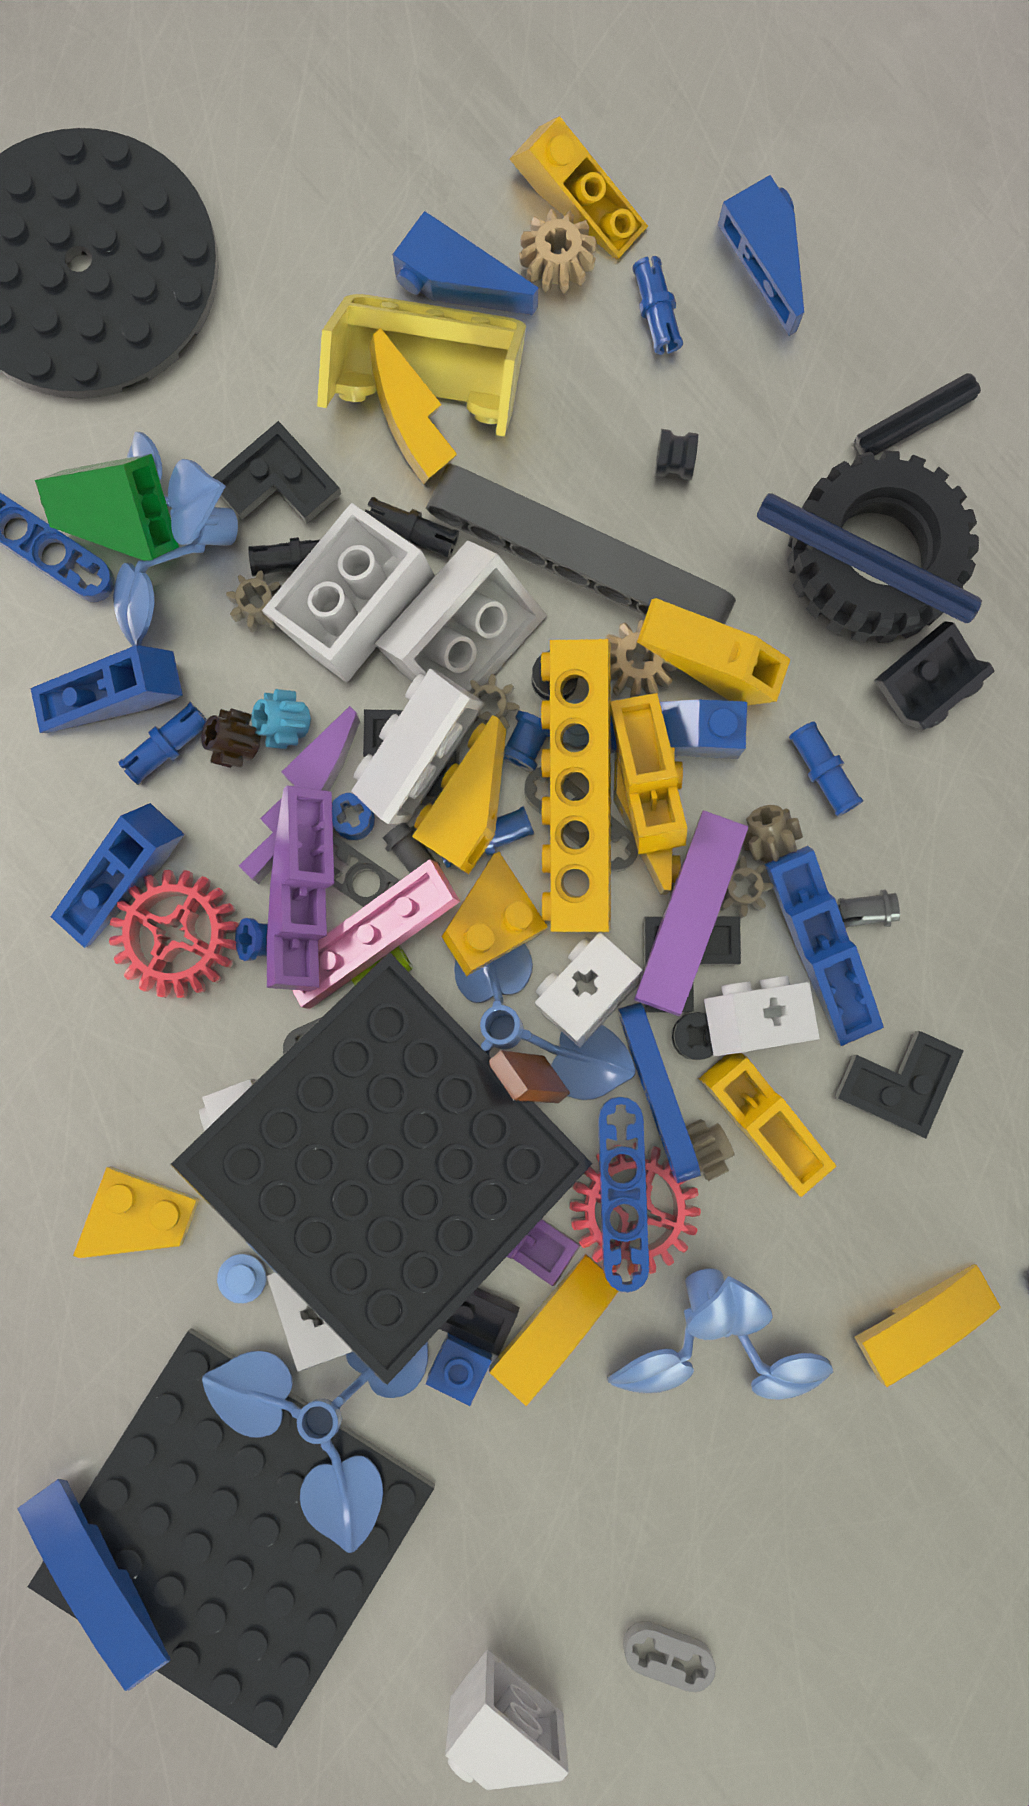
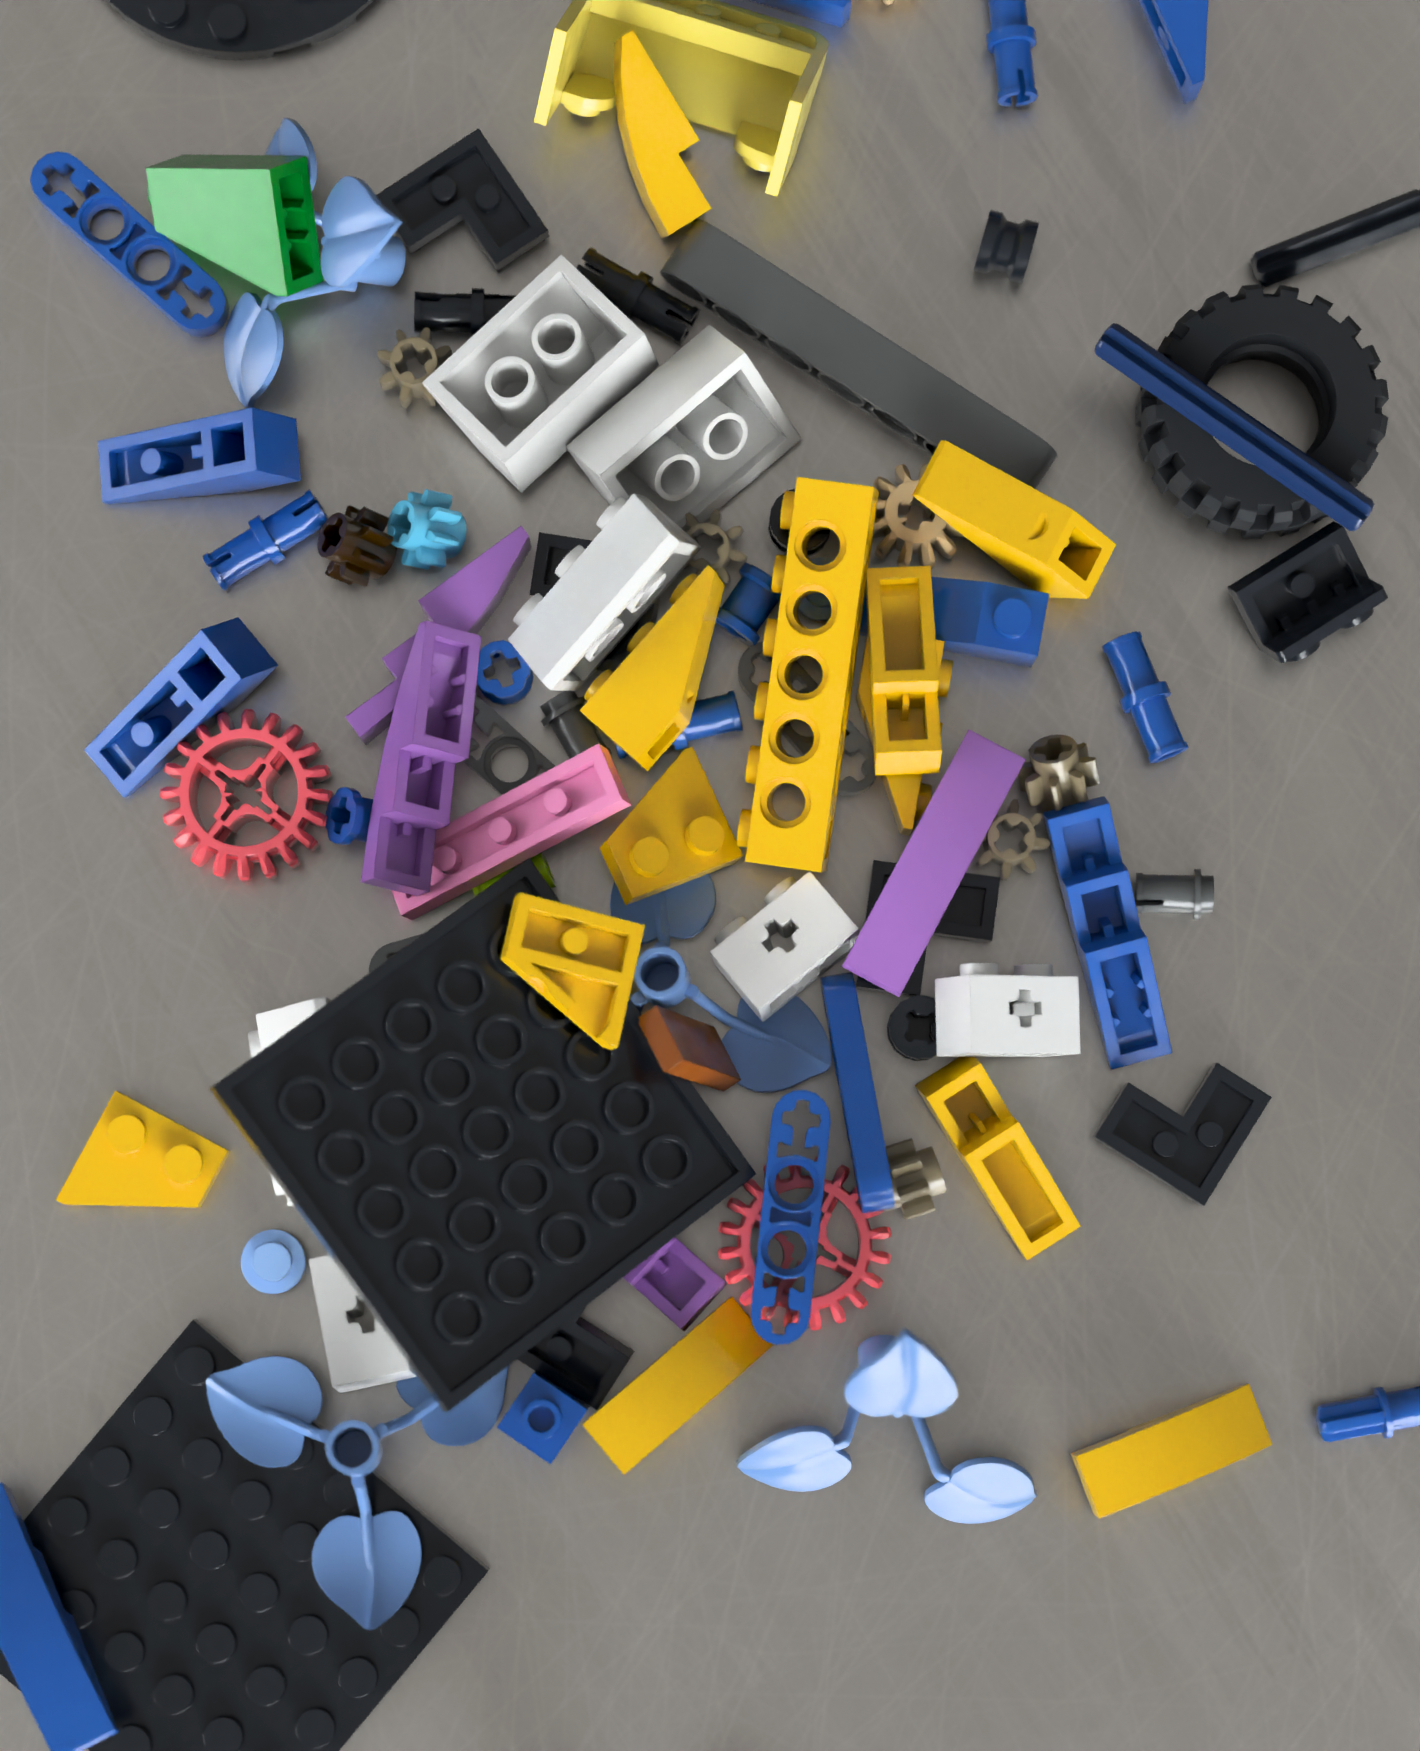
camera: 10 degrees right, 0 degrees up
(435, 1026) = (575, 961): none -> yellow wing

